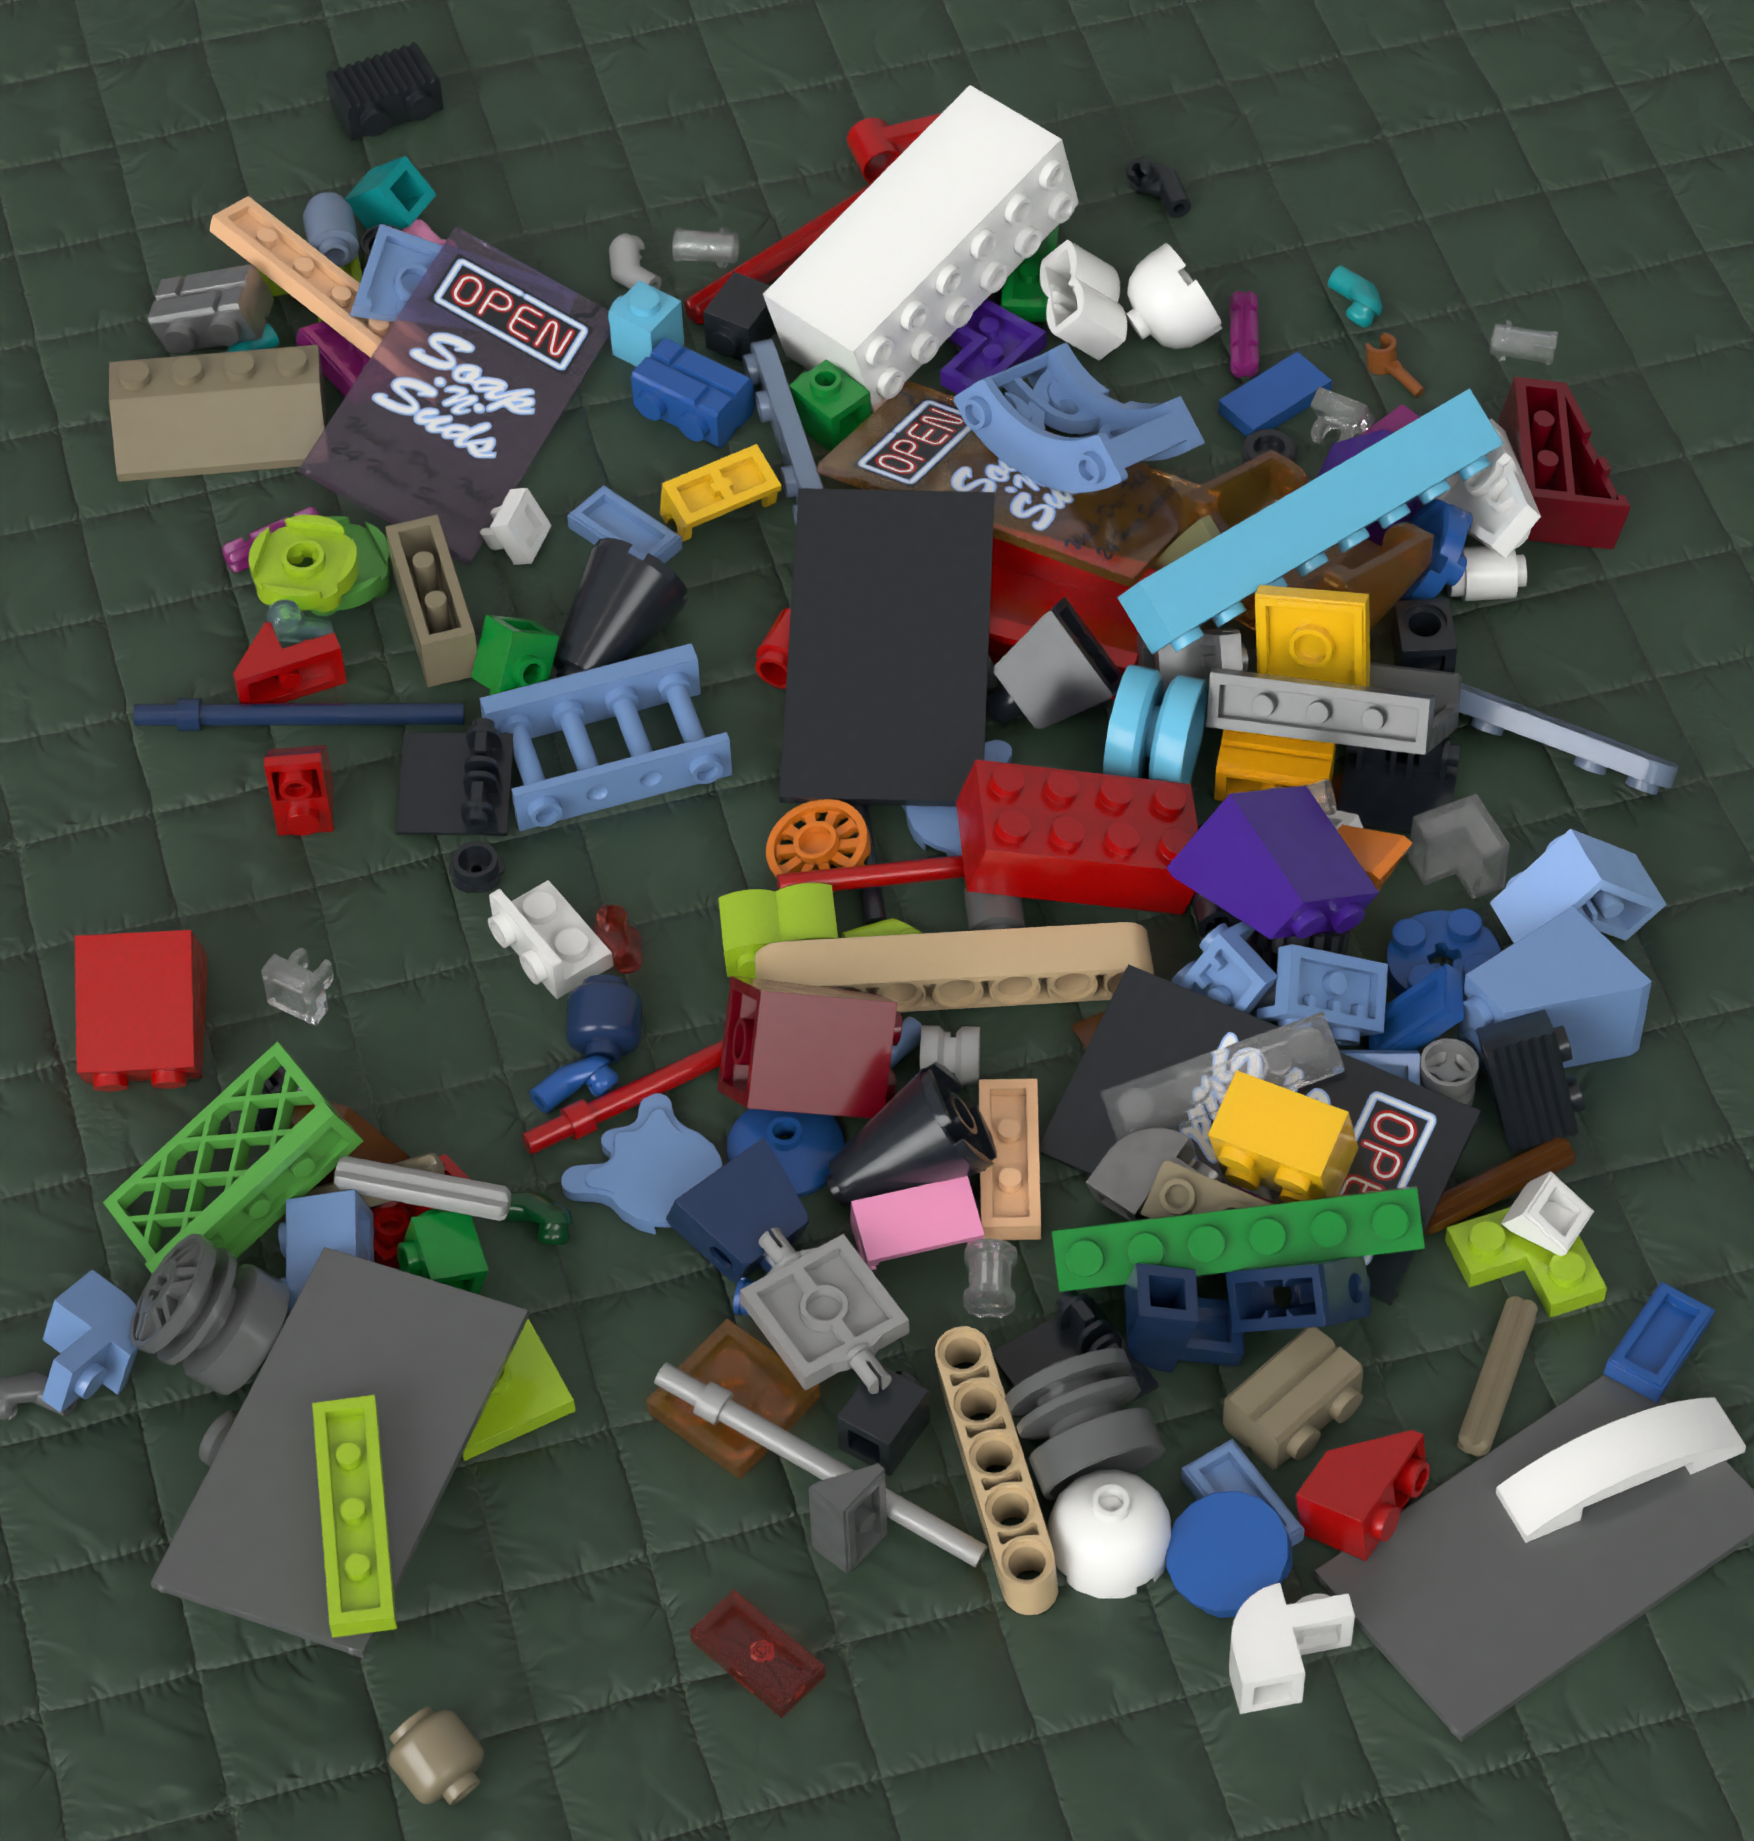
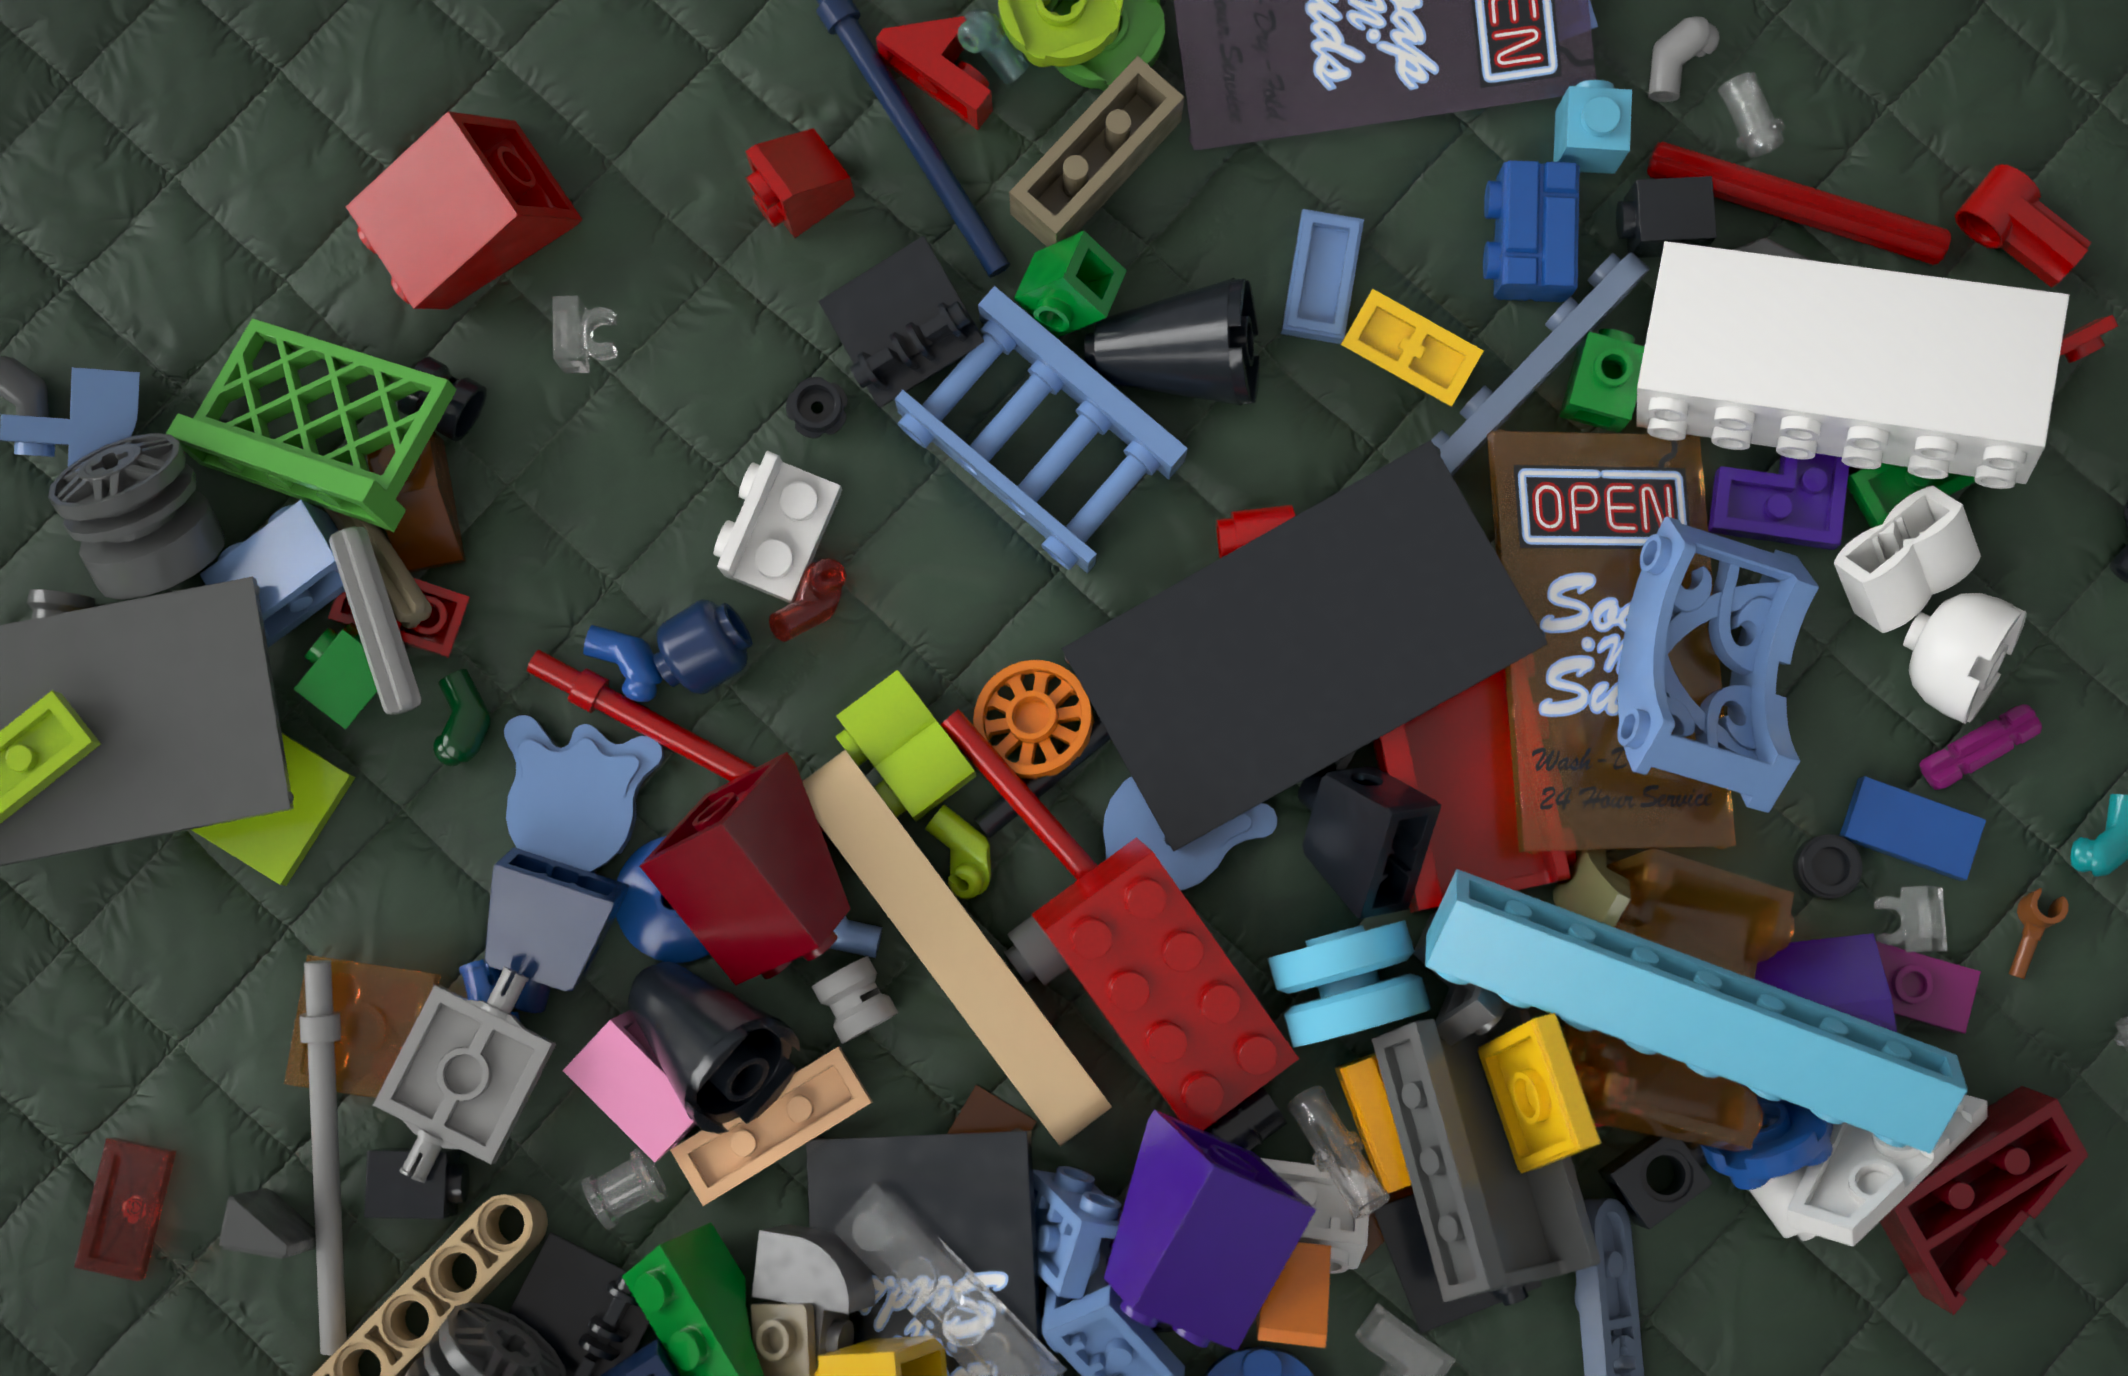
camera: 55 degrees right, 30 degrees up
(517, 527) = (1253, 173): white tile -> none

